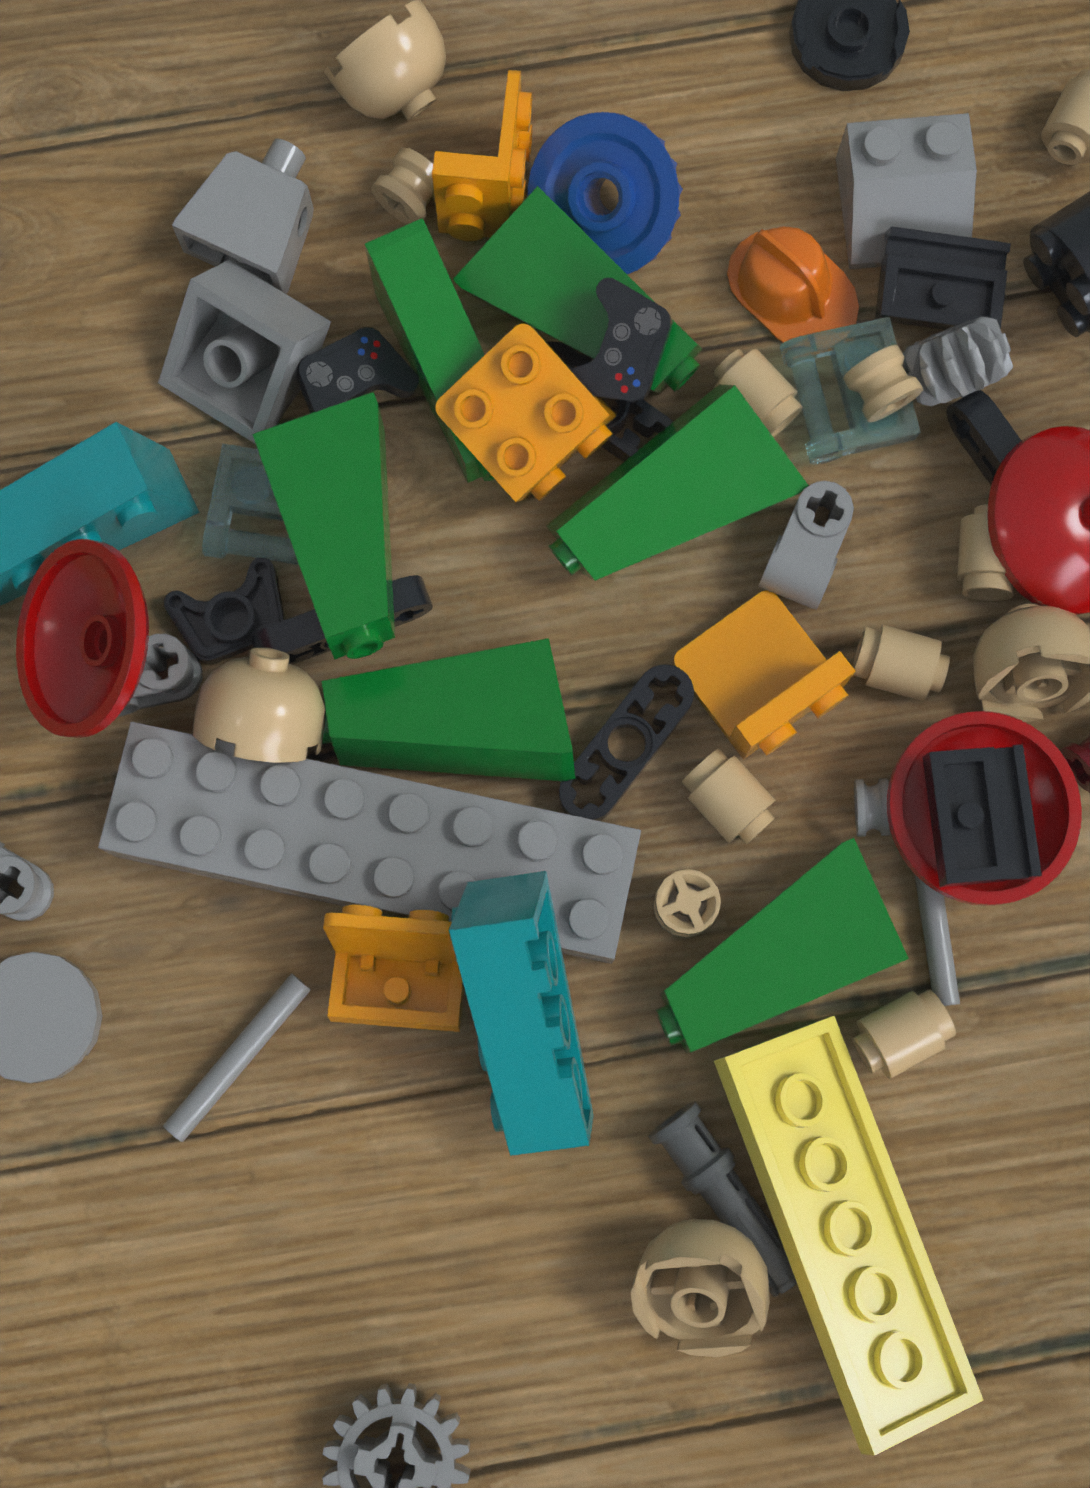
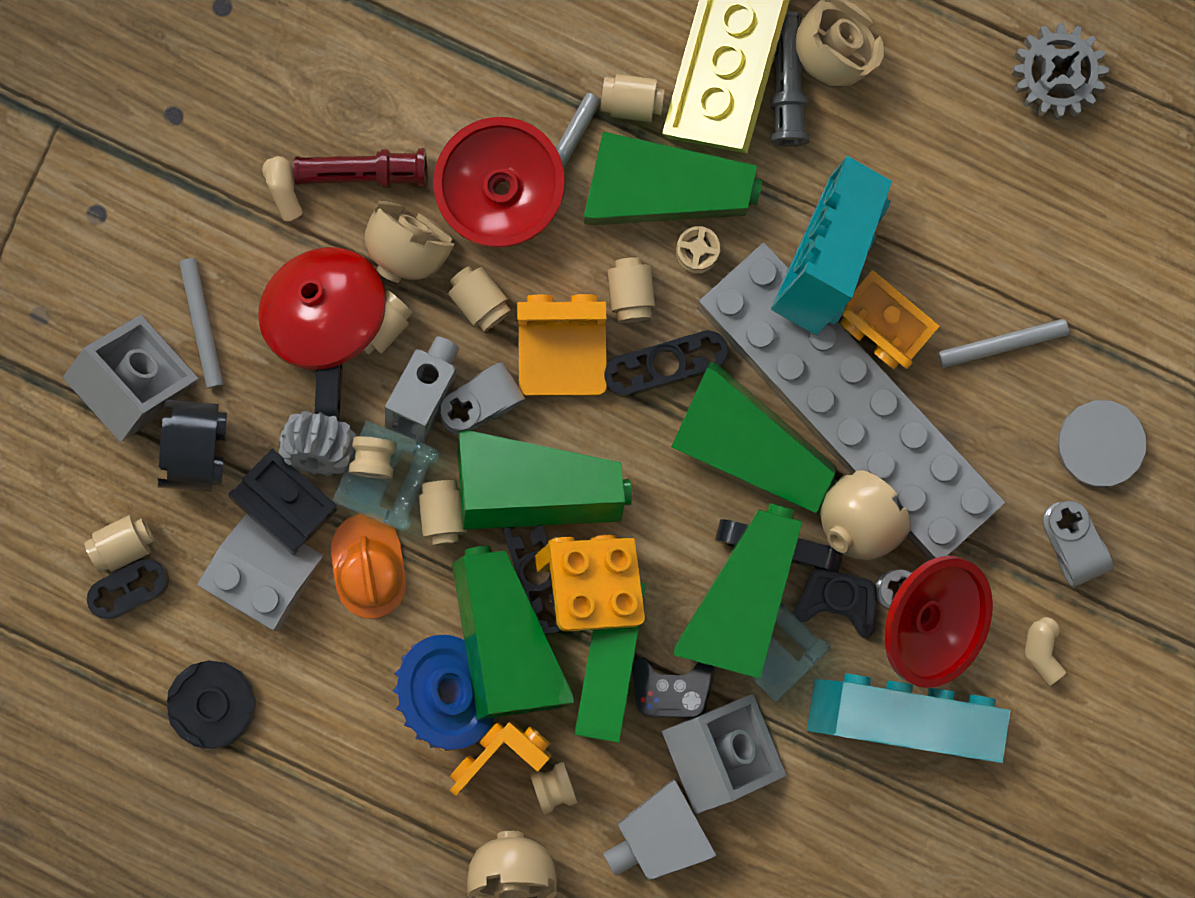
camera: 145 degrees left, 5 degrees up
(630, 347) = (506, 576): black piece -> none
(871, 807) = (556, 230): light grey bush -> none
(888, 478) = (417, 405): none -> light grey torso
(981, 815) = (509, 175): black plate -> none
(1042, 89) = (132, 598): none -> black beam

